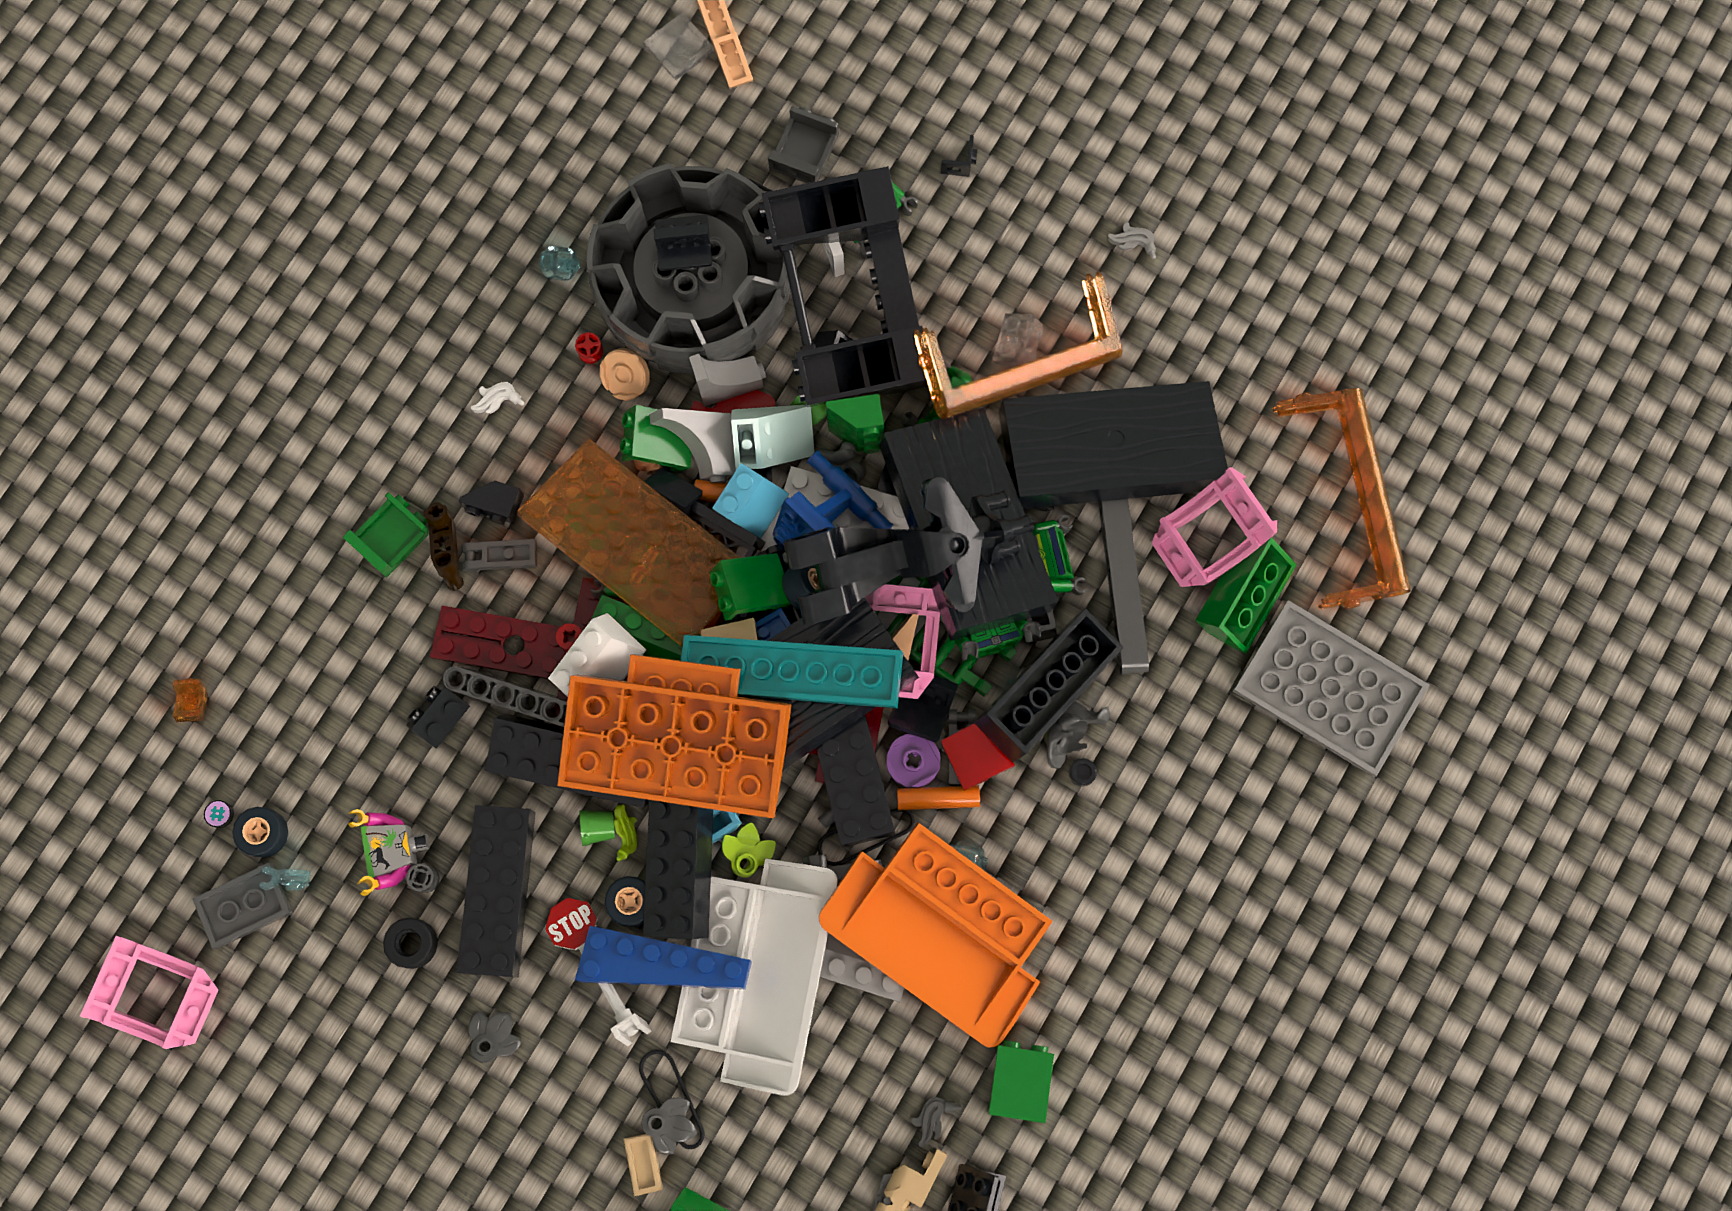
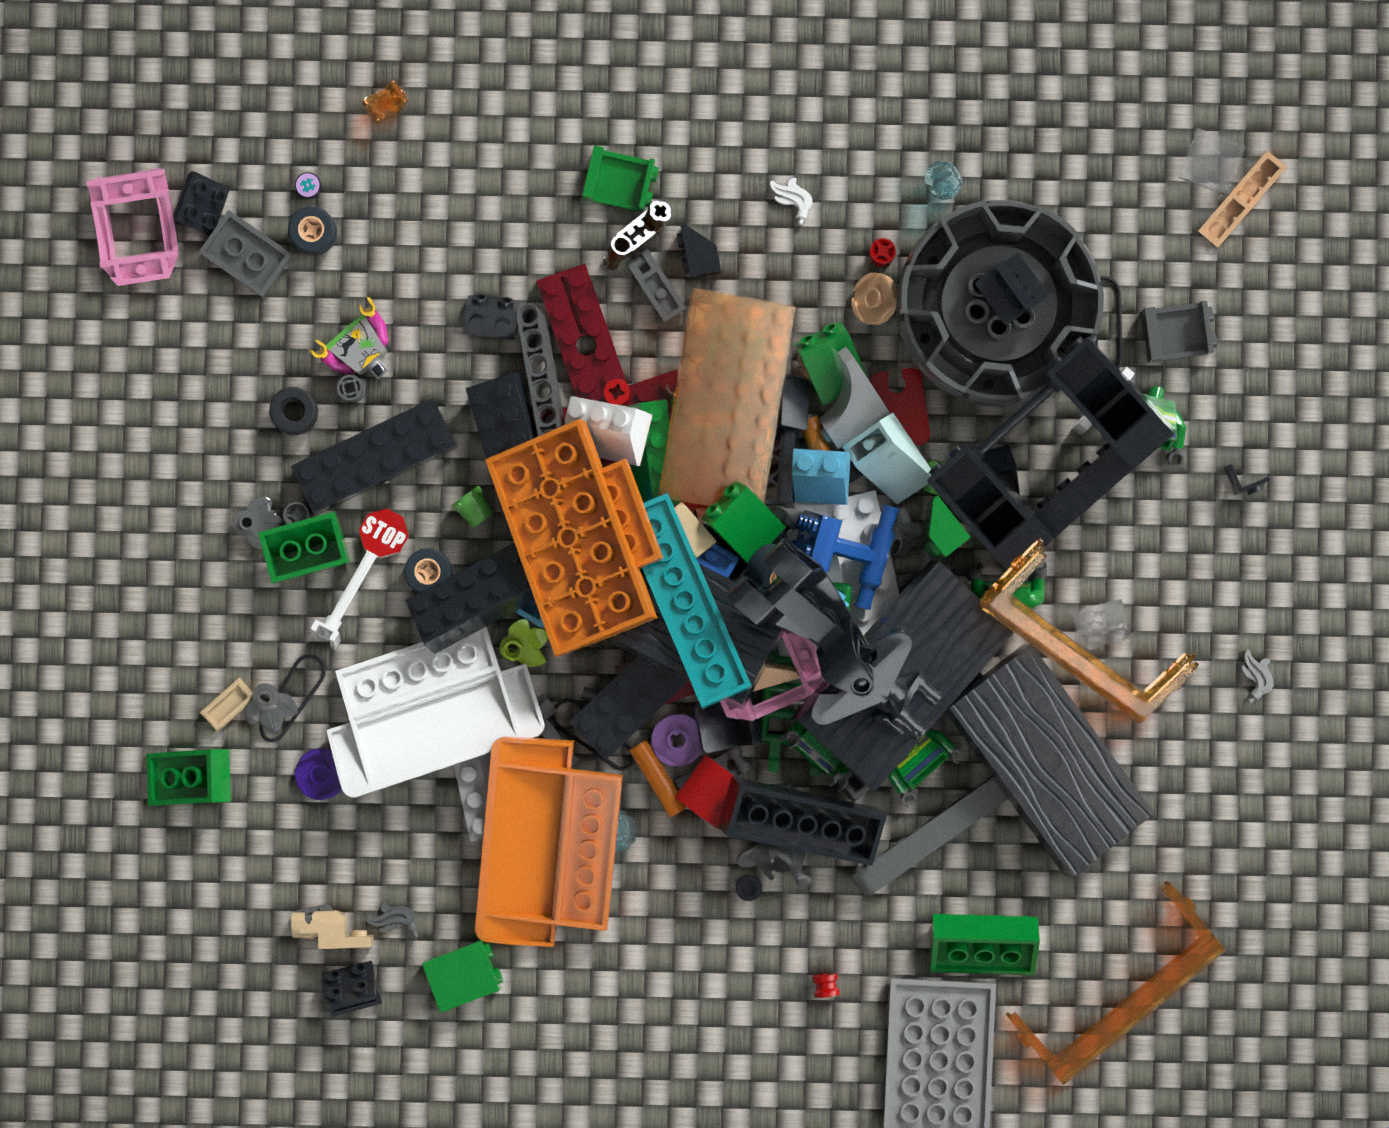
camera: 55 degrees right, 10 degrees up
(170, 921) = (200, 203): none -> black bracket
(291, 878) = (289, 283): clear light blue plate -> none
(503, 996) = (294, 511): none -> dark grey wheel
(539, 1005) = (304, 548): none -> green slope
(626, 830) = (484, 533): lime piece -> none
(638, 960) = (382, 604): blue wing -> none
(726, 379) = (920, 391): light grey arch -> none
(758, 1113) = (317, 775): none -> dark purple tile
(1209, 751) = (826, 985): none -> red wheel
(1243, 508) = (1049, 904): bright pink wedge -> none

